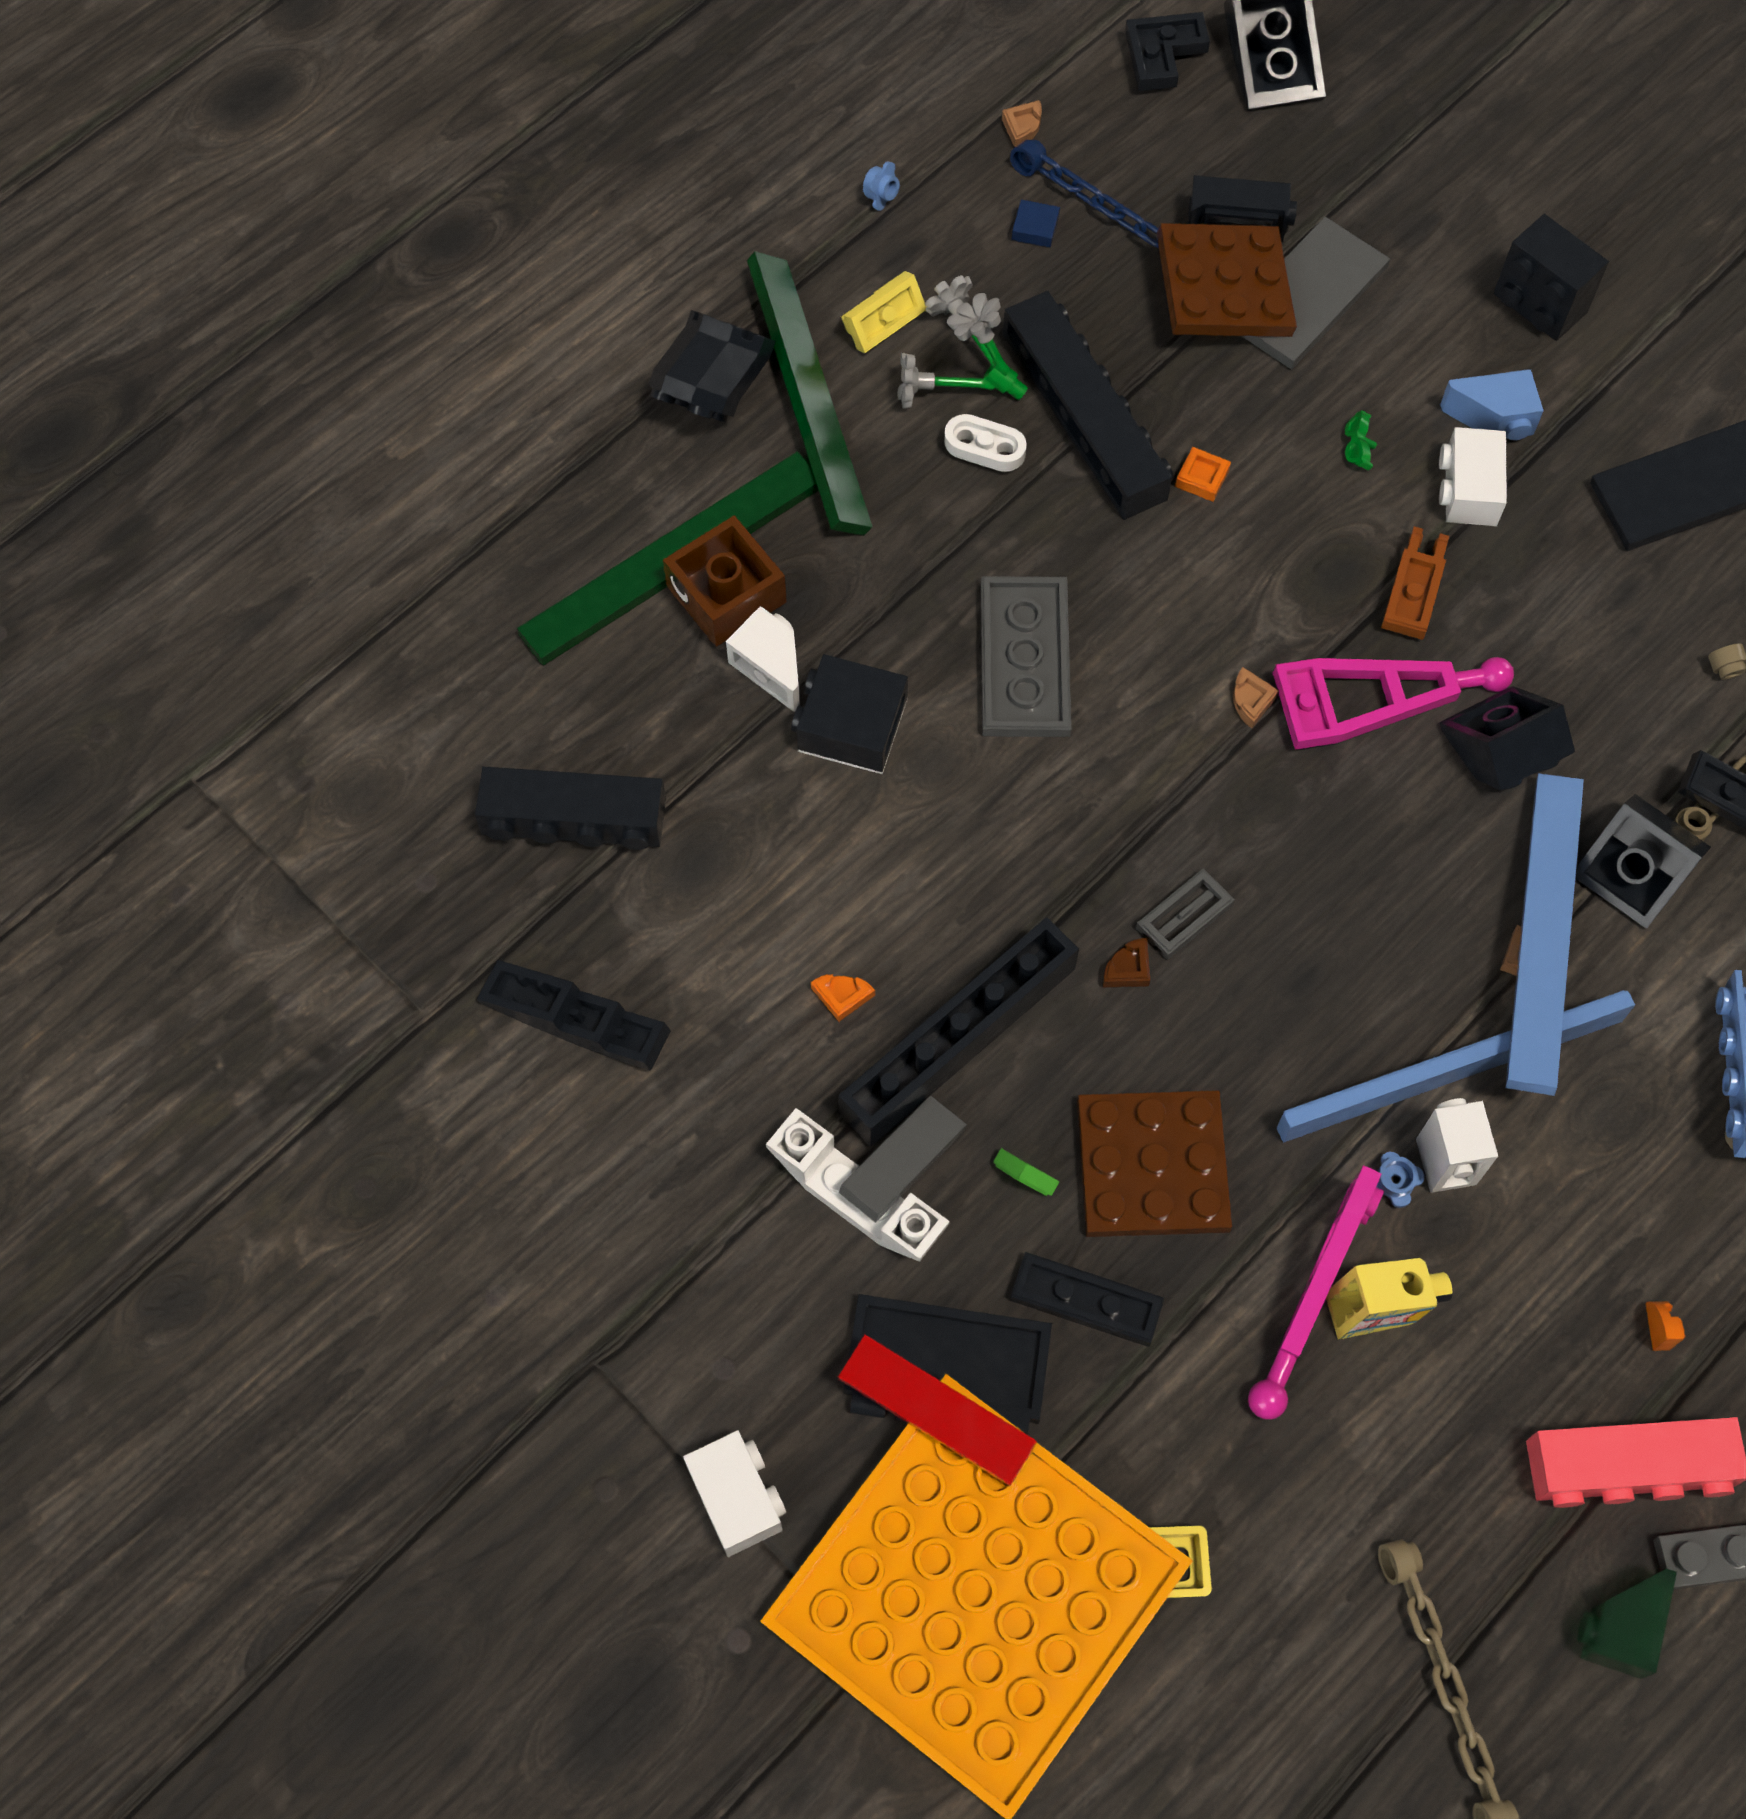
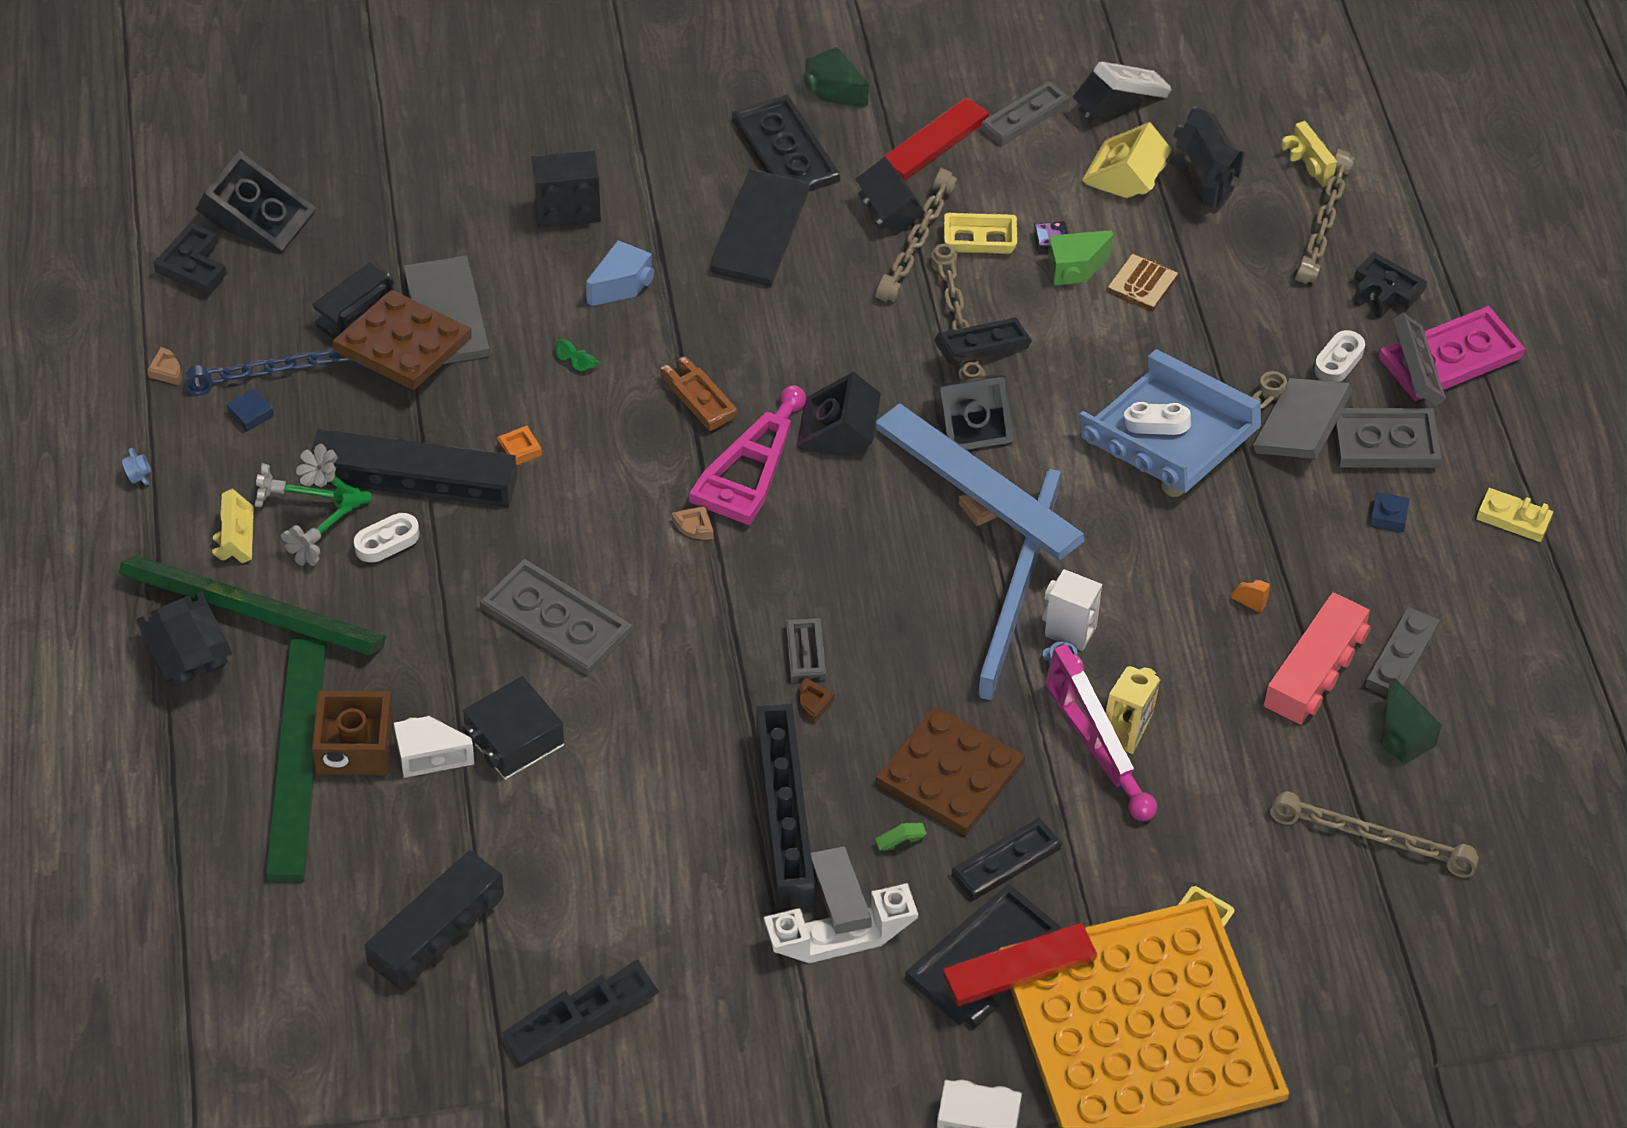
camera: 55 degrees left, 15 degrees down
(842, 993) = (697, 859): orange tile -> none
(1474, 476) = (657, 317): white brick -> none

